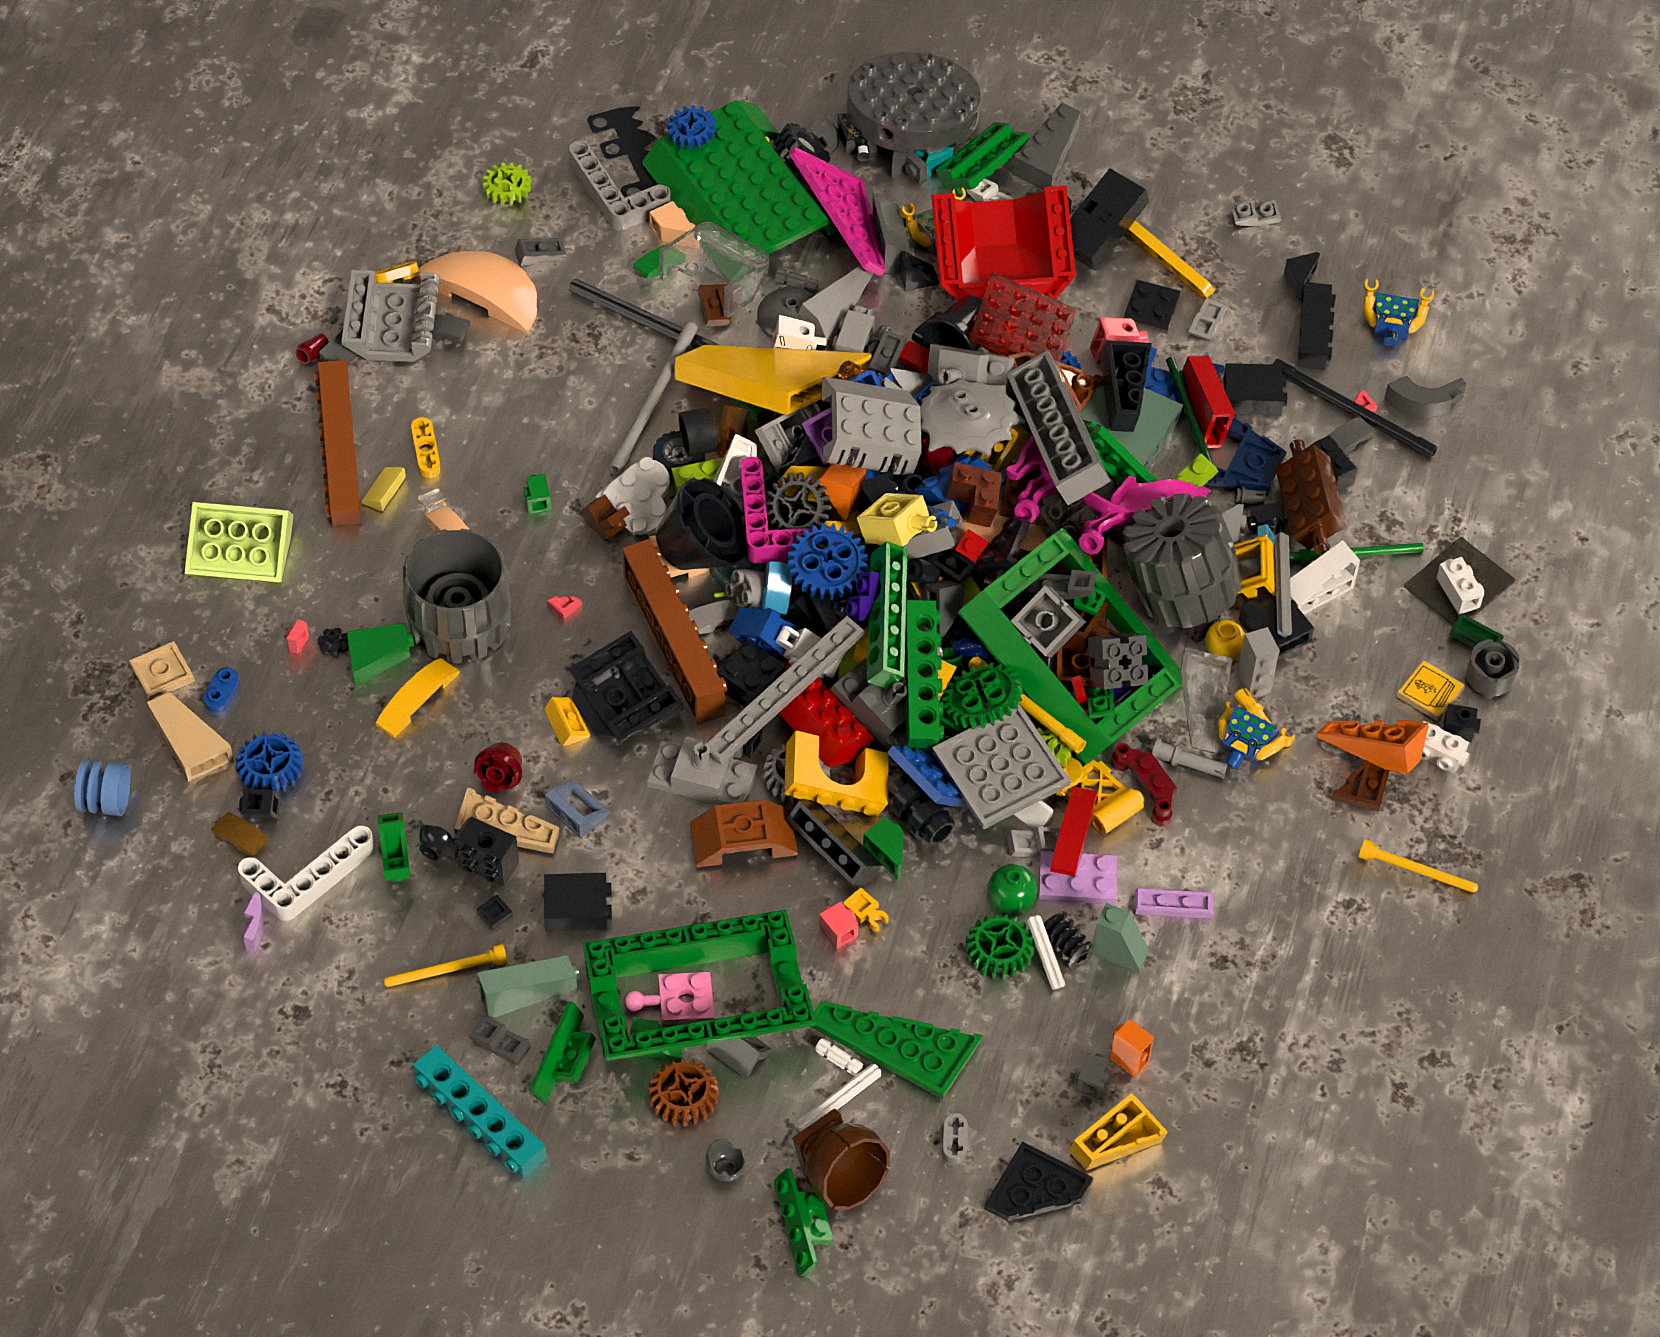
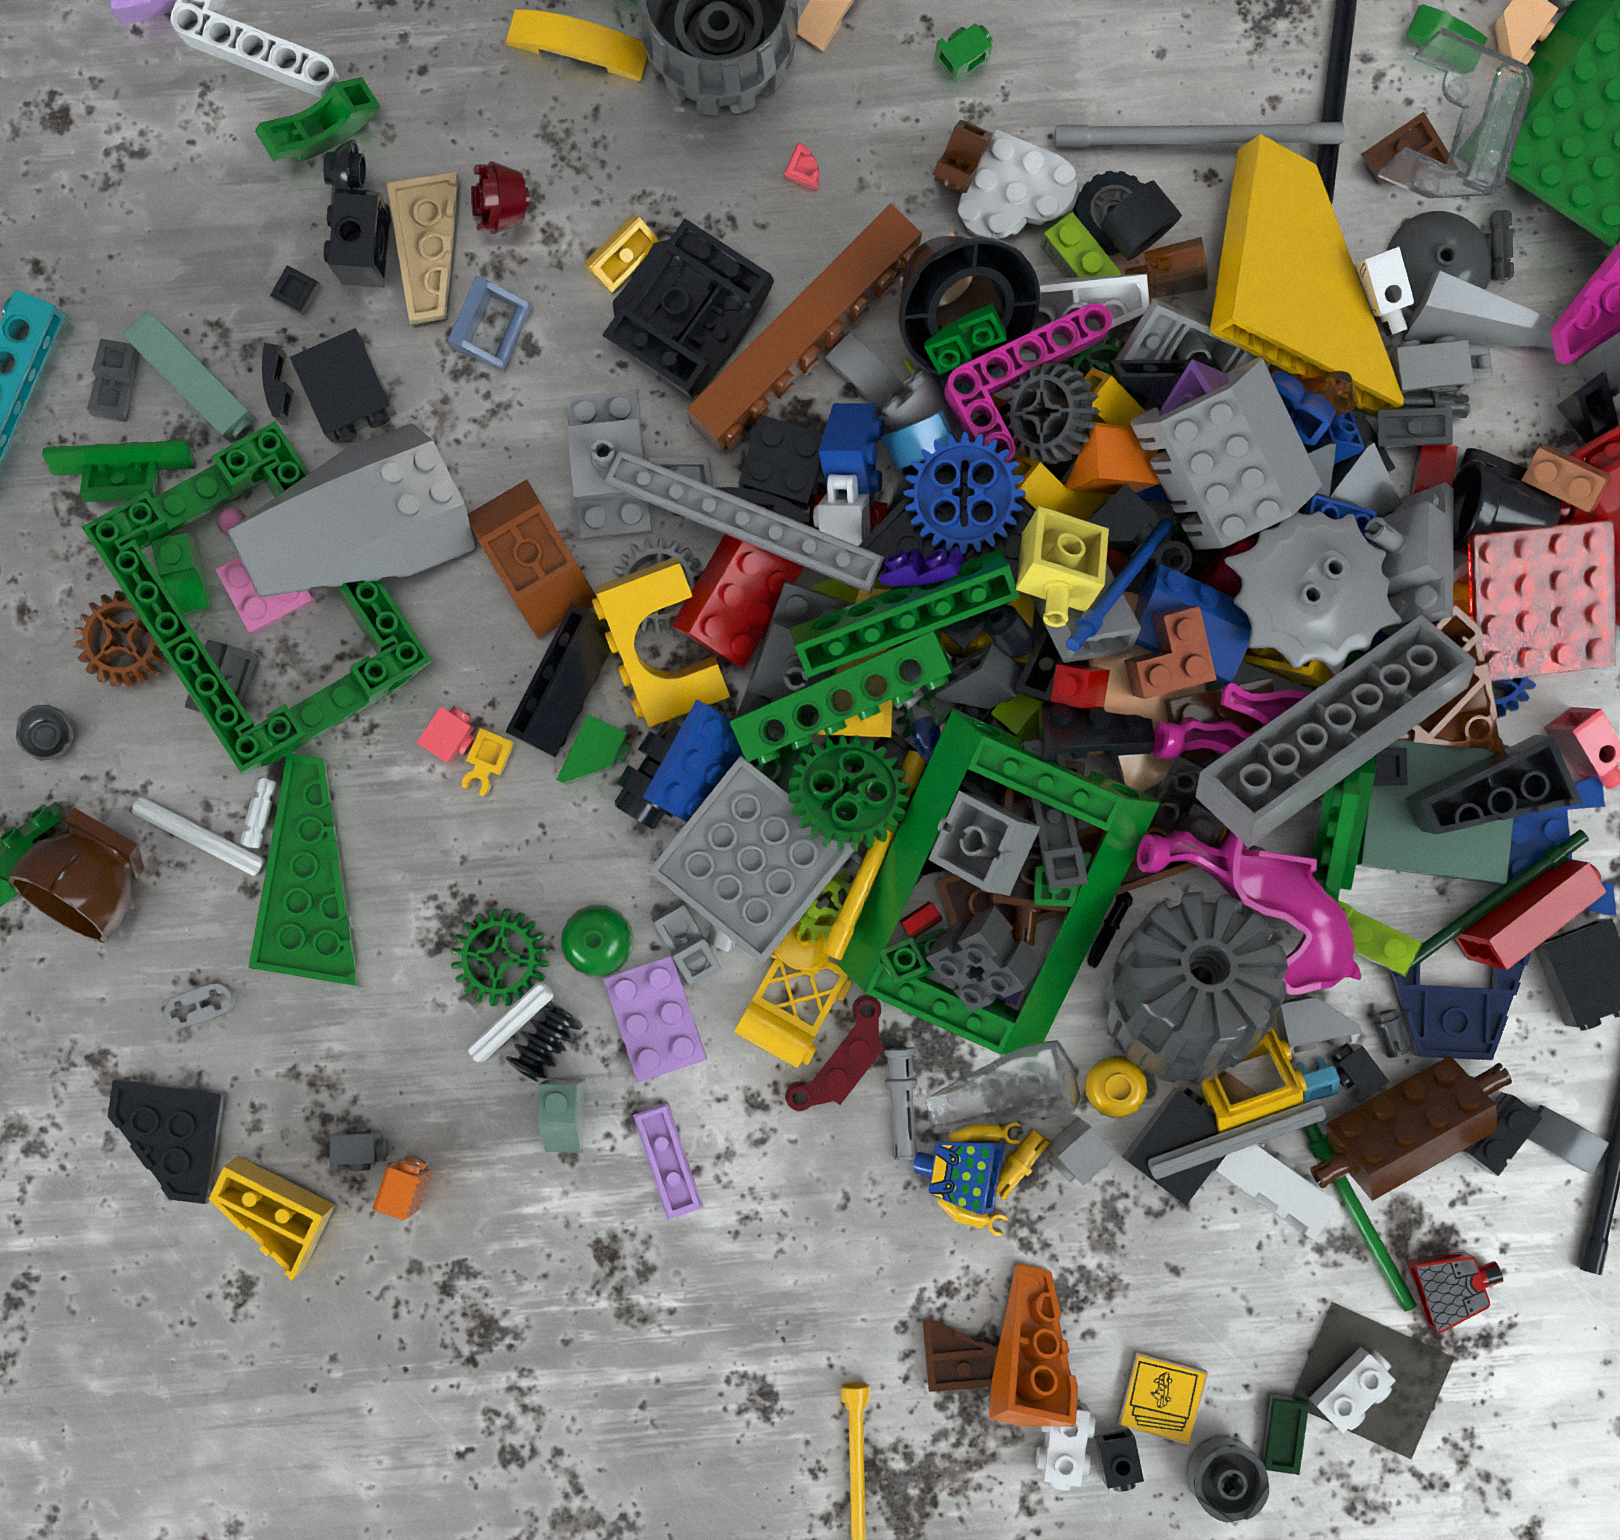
camera: 70 degrees right, 30 degrees up
(495, 956) = (228, 321): yellow piece -> none
(560, 943) = (277, 393): none -> black slope
(672, 910) = (357, 518): none -> light grey wedge
(729, 532) = (960, 339): none -> green slope
(955, 287) = (1567, 478): none -> nougat brick
(1073, 831) = (708, 991): red slope -> none
(1417, 520) = (1452, 1287): none -> torso

